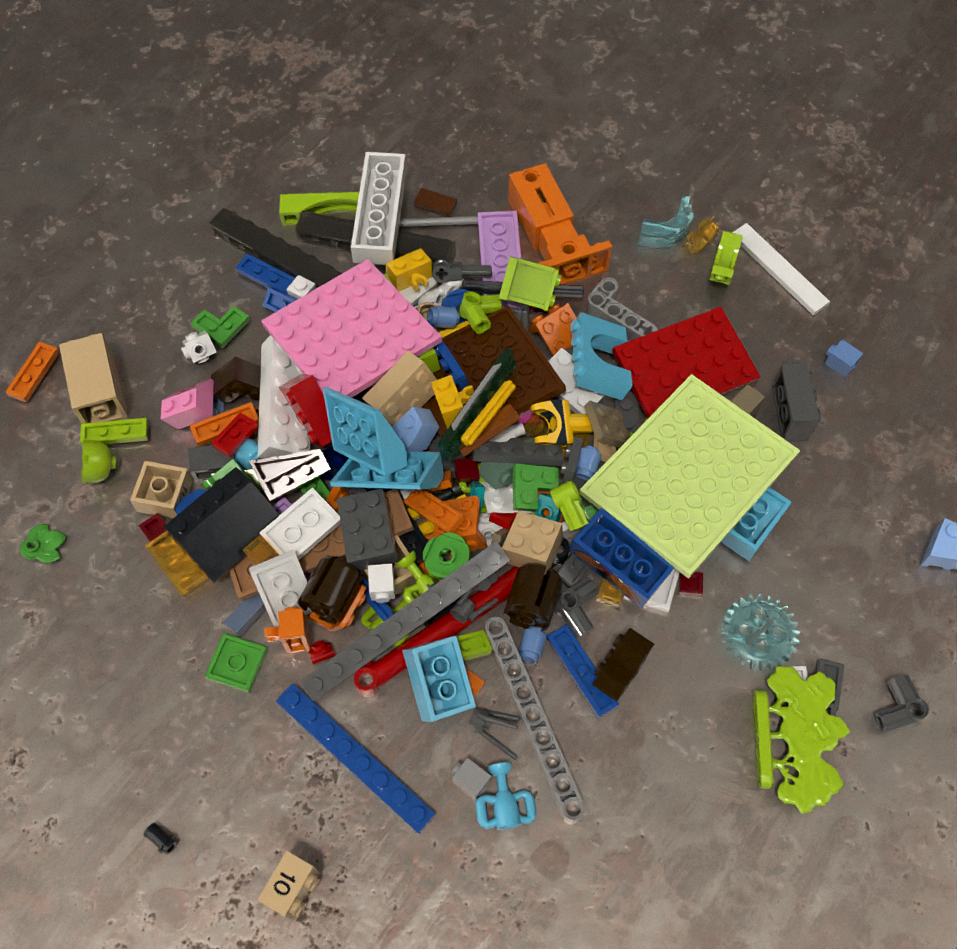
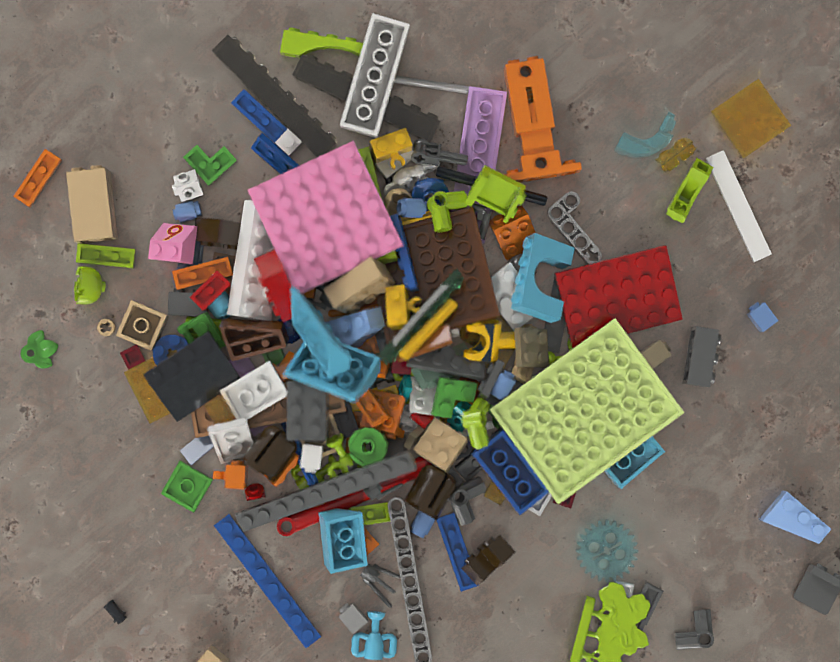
camera: 10 degrees right, 25 degrees up
(119, 499) = (107, 333): none -> tan bush
(200, 371) = (187, 211): none -> medium blue brick
(435, 202) = (432, 60): reddish brown tile -> none
(763, 193) = (750, 118): none -> clear yellow plate

